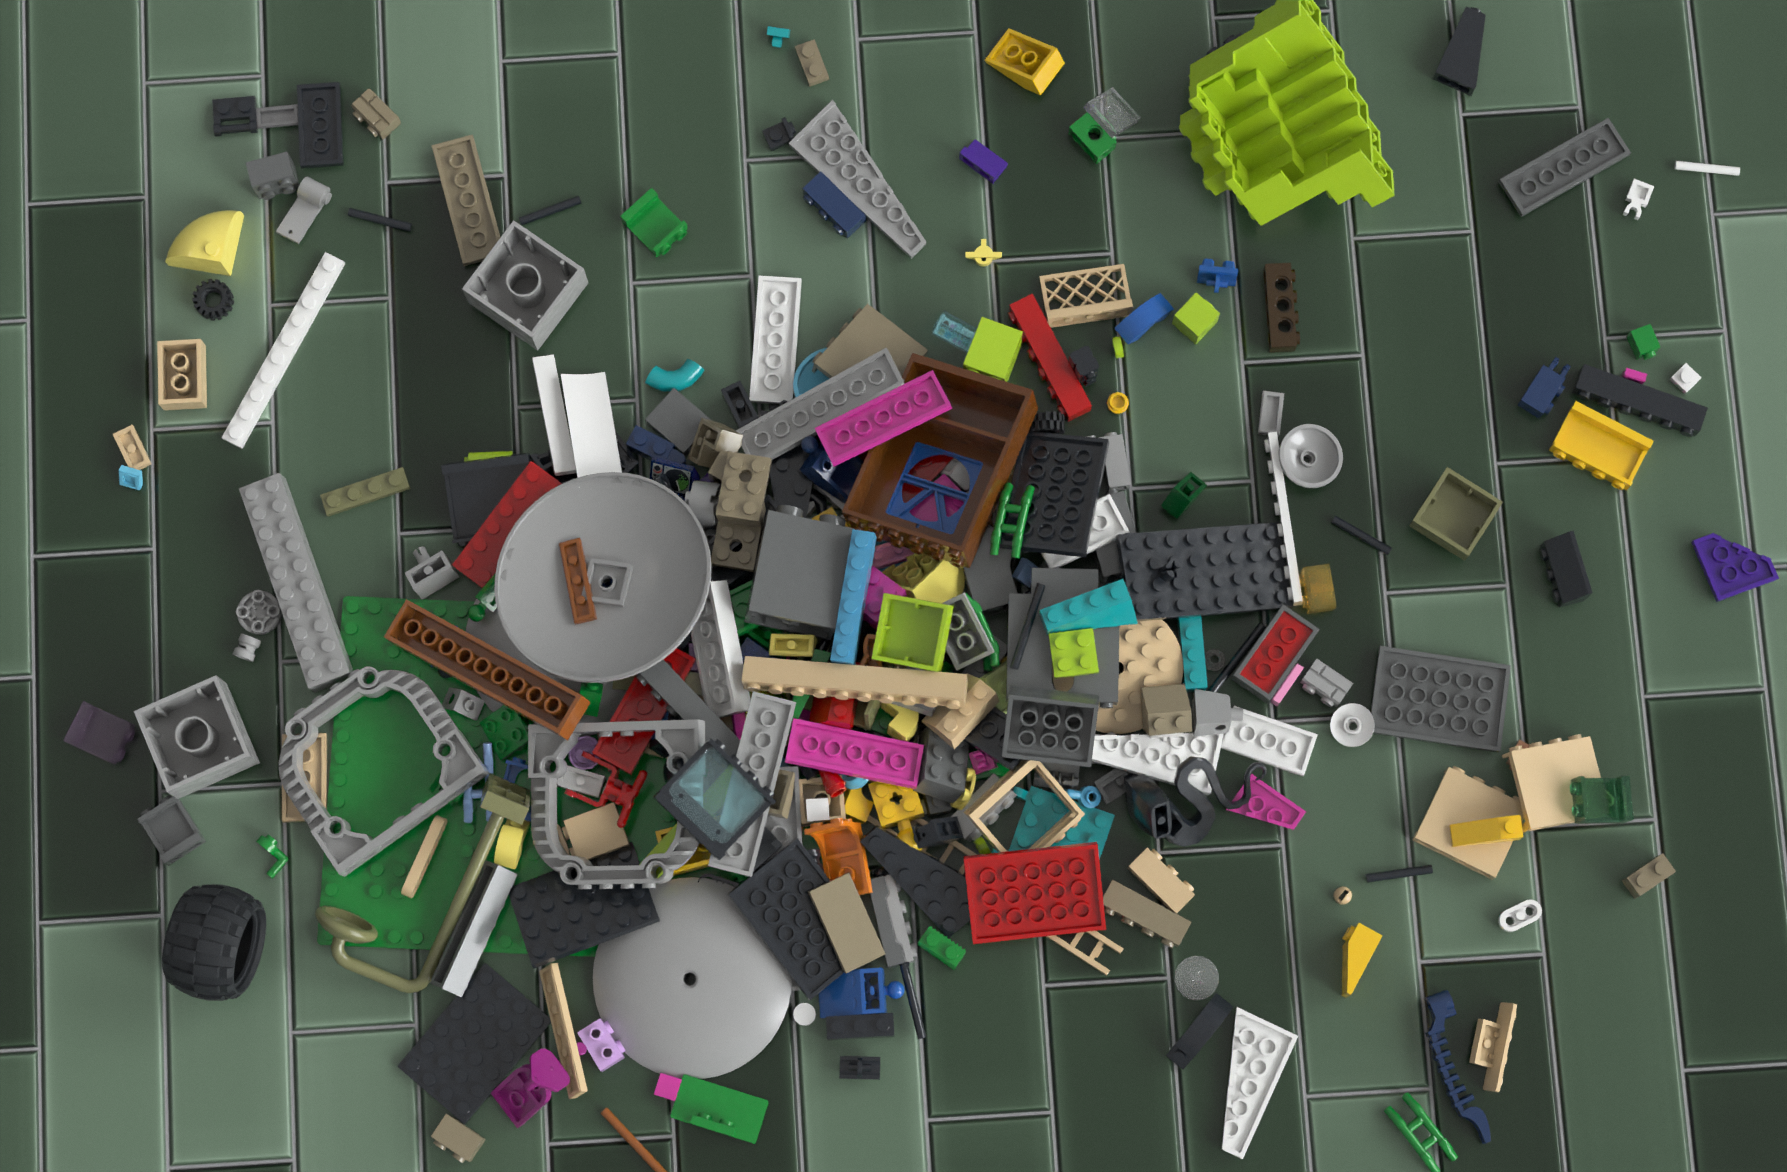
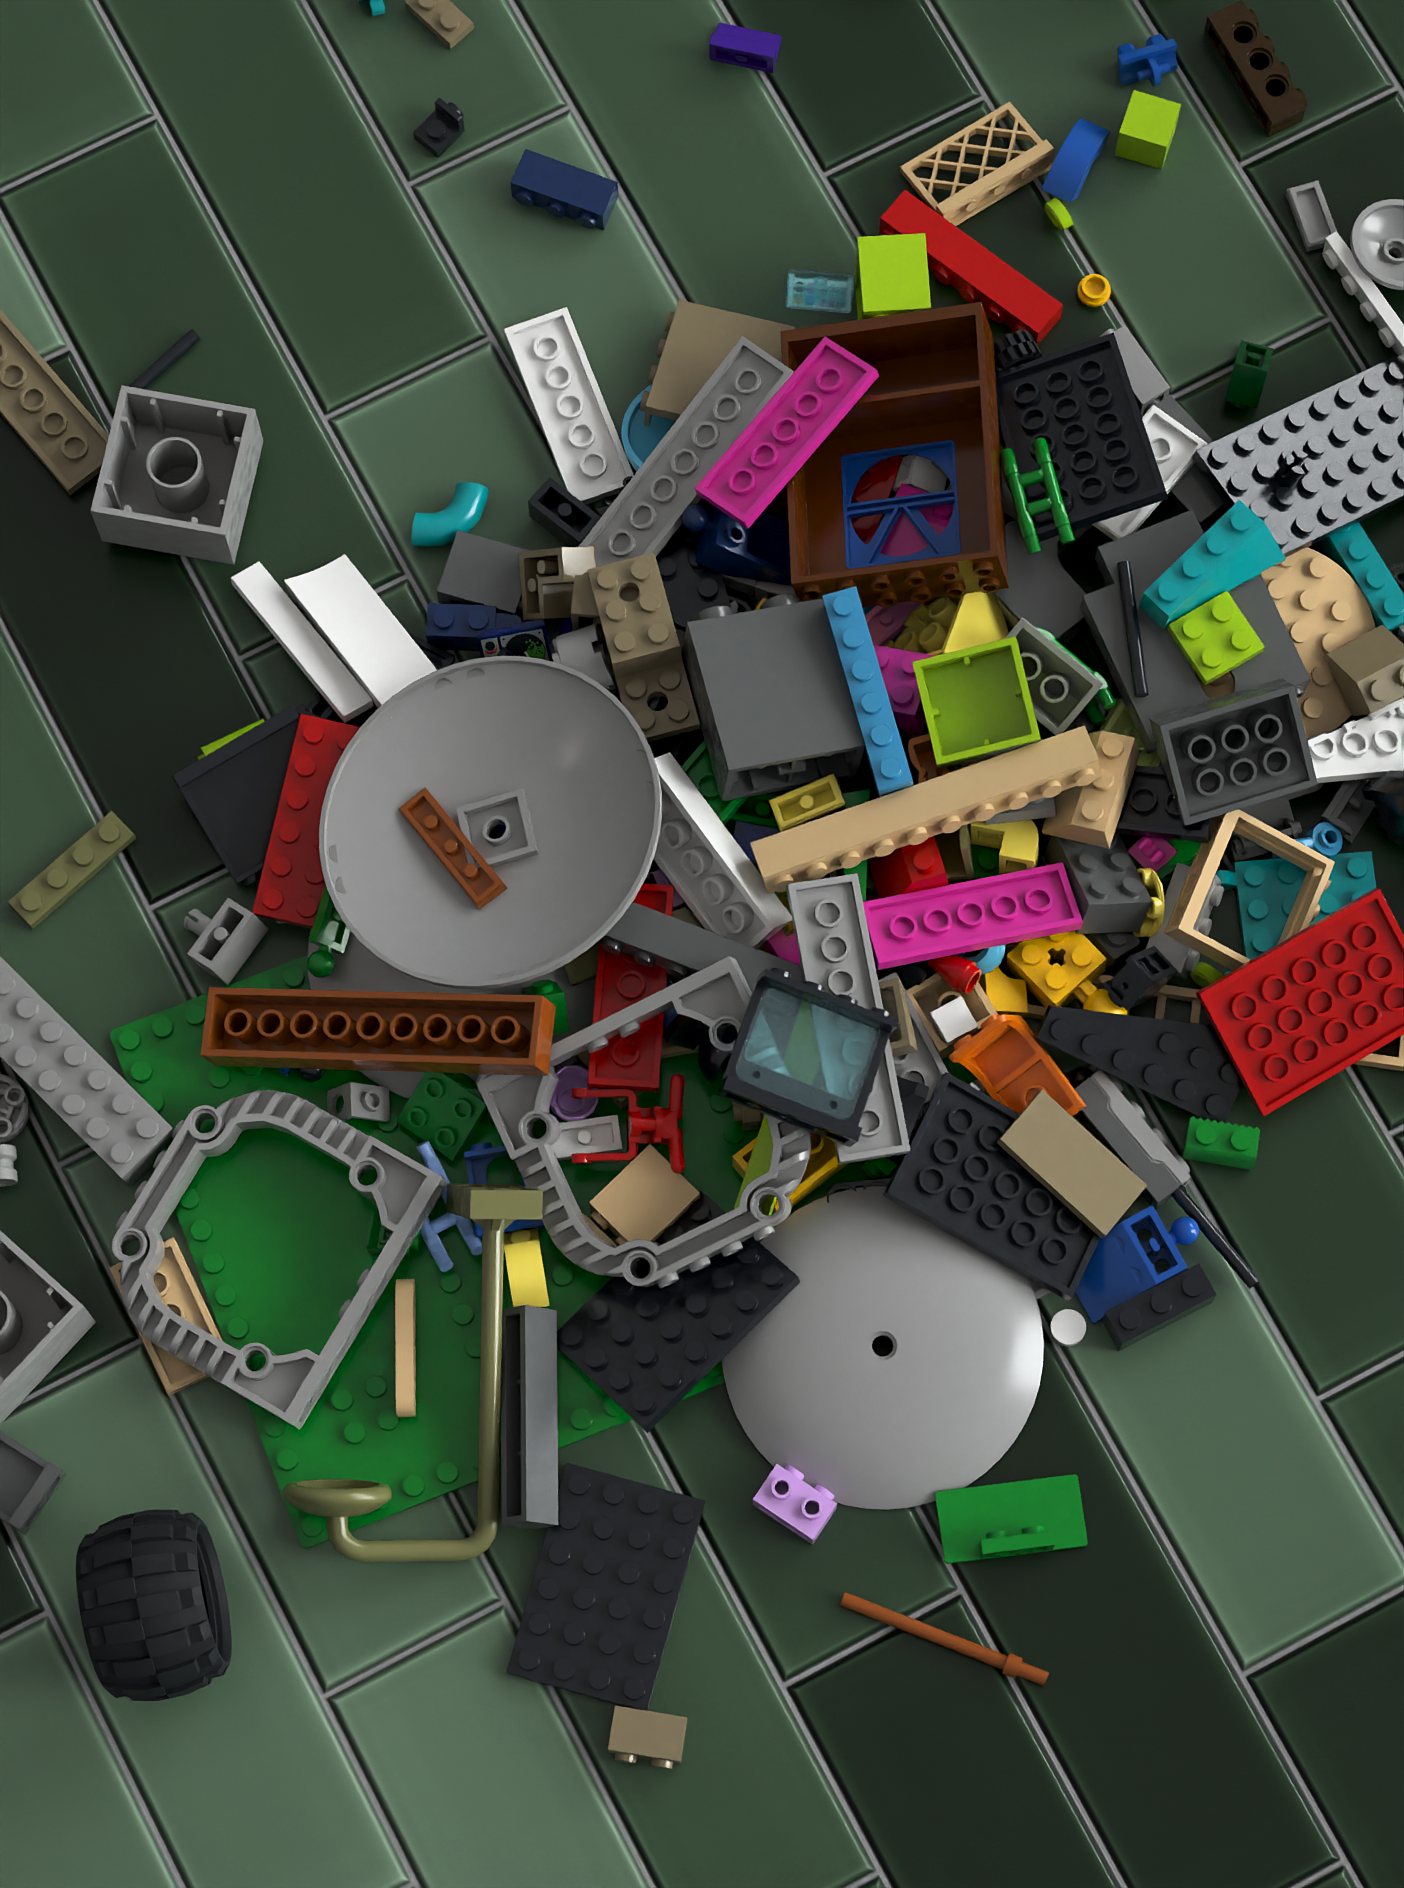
camera: 25 degrees left, 5 degrees down
(269, 845) = (164, 1435): green plate -> none
(531, 1085) = (713, 1621): magenta plate -> none
(563, 1029) = (731, 1506): tan tile -> none
(654, 223) = (318, 322): green panel -> none
(667, 1086) = (920, 1521): dark pink tile -> none
(835, 150) = (523, 112): light grey wing -> none
(859, 1067) = (1187, 1365): black hips -> none
(983, 252) = (805, 165): light yellow piece -> none
(1023, 572) = (1082, 570): light blue plate -> none
(1084, 365) = (1027, 252): black brick -> none

